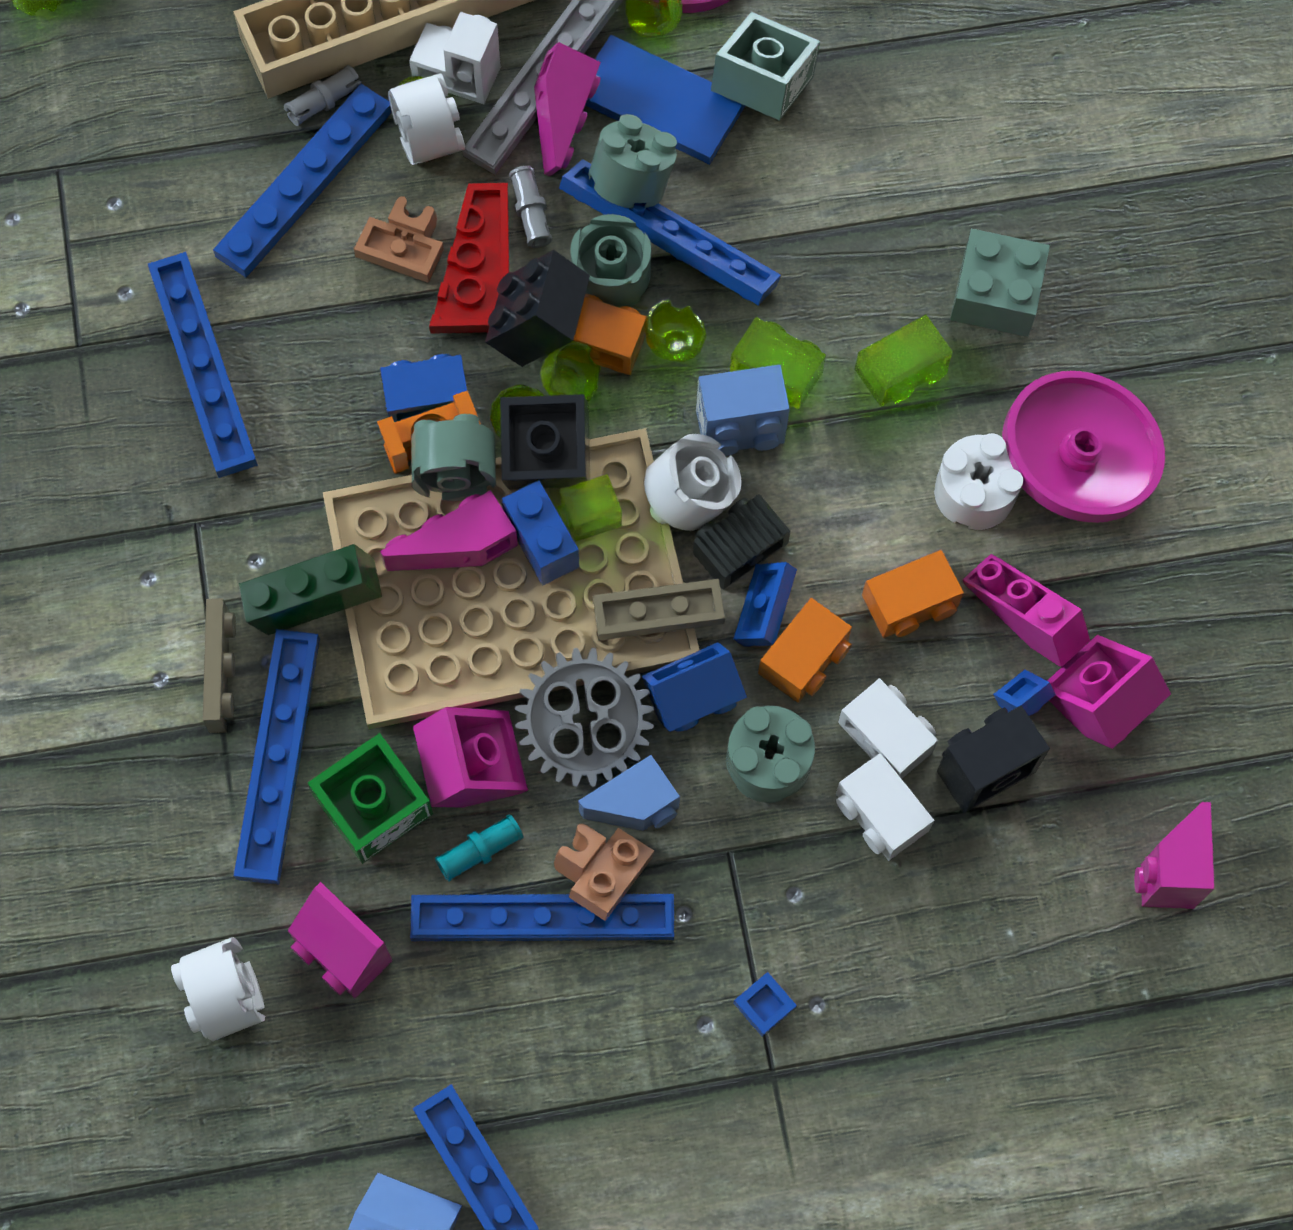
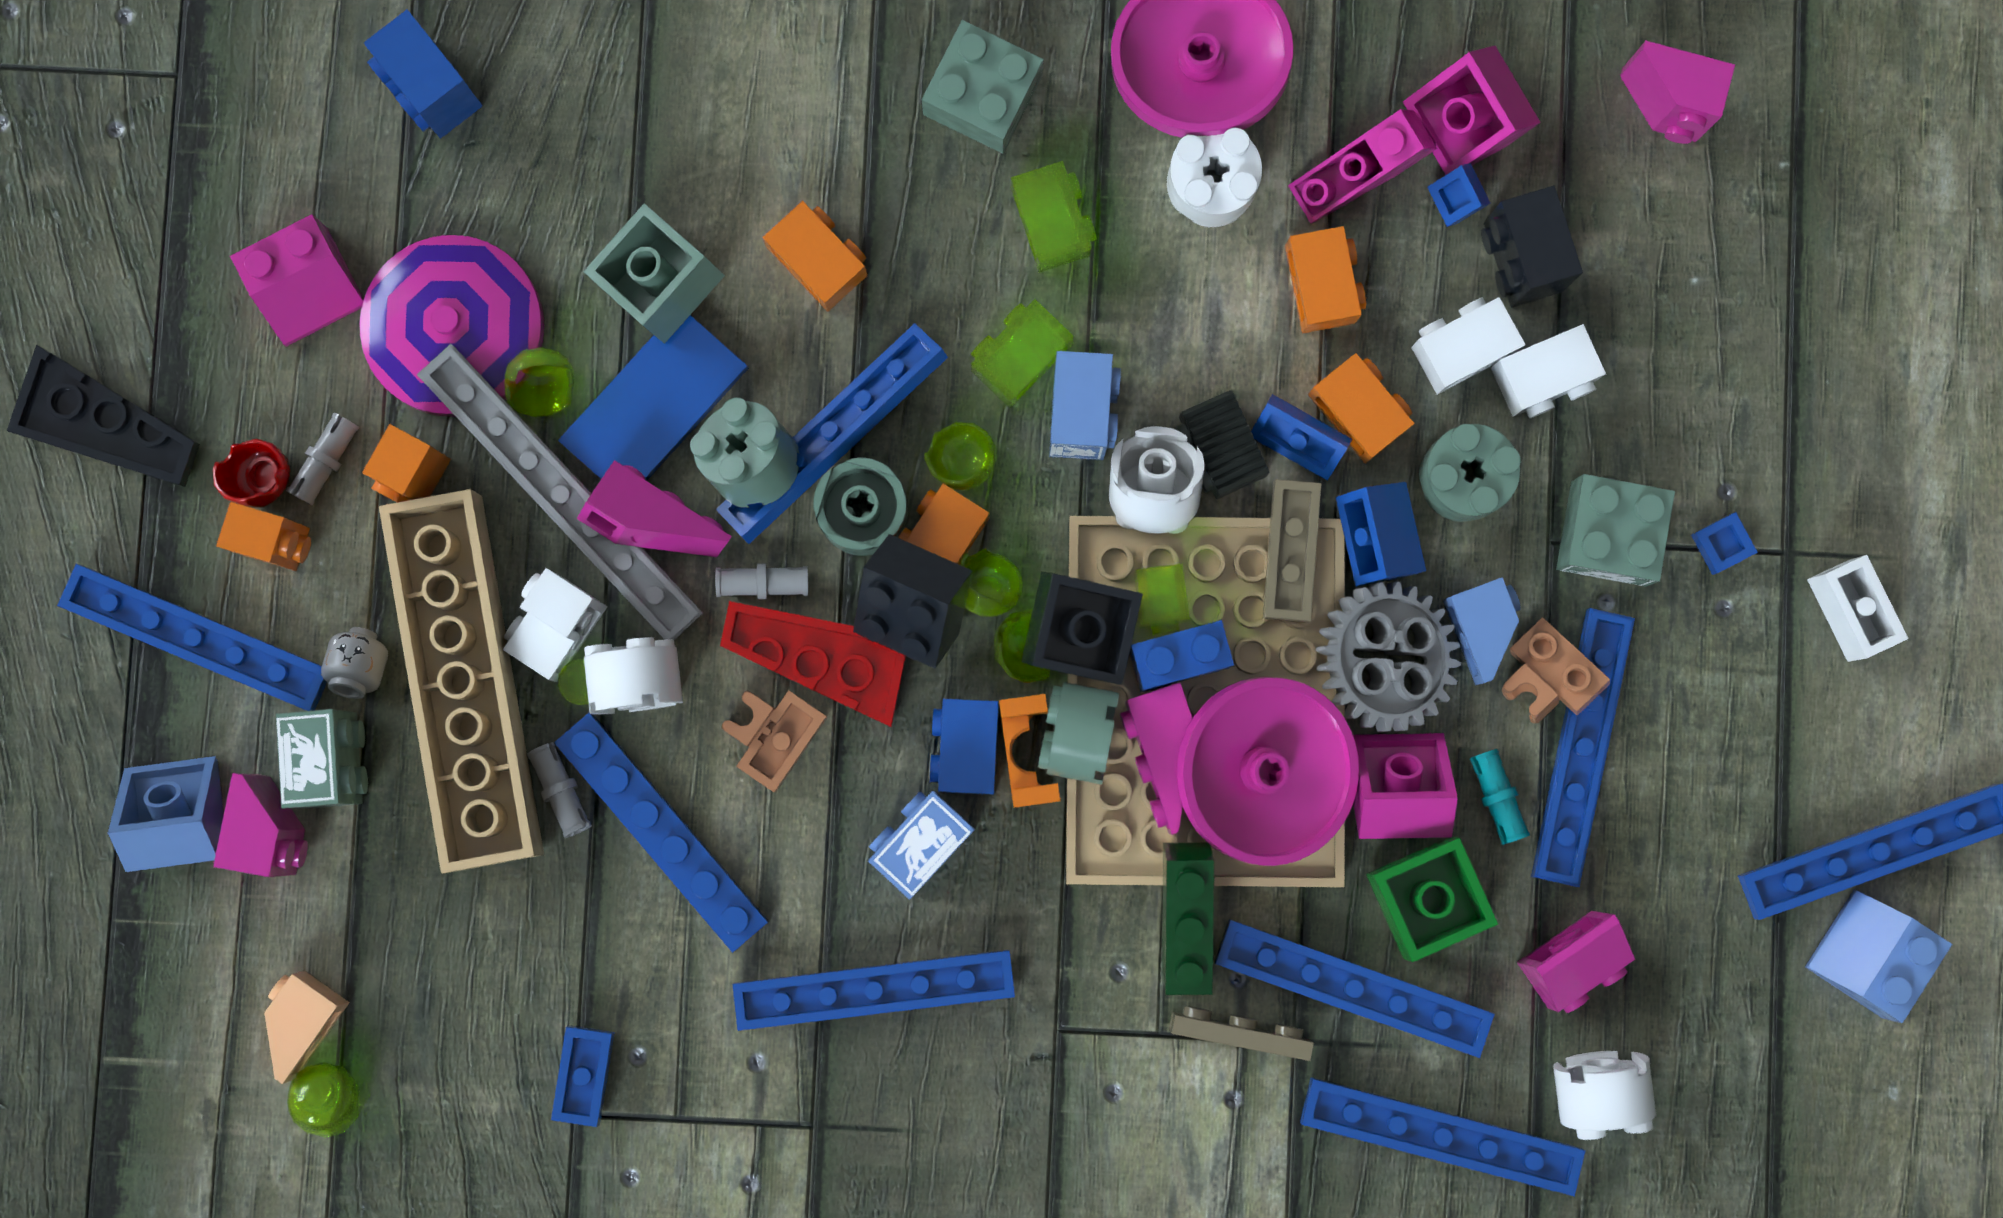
camera: 75 degrees left, 15 degrees up
(89, 161) = (582, 1076): none -> blue plate
(156, 863) = (1442, 1136): none -> blue plate
(331, 363) = (920, 843): none -> brick
(454, 622) = (1268, 771): none -> dark pink dish
(731, 1136) = (1857, 608): none -> white brick
(751, 896) = (1615, 530): none -> sand green brick
(816, 188) = (816, 254): none -> orange brick

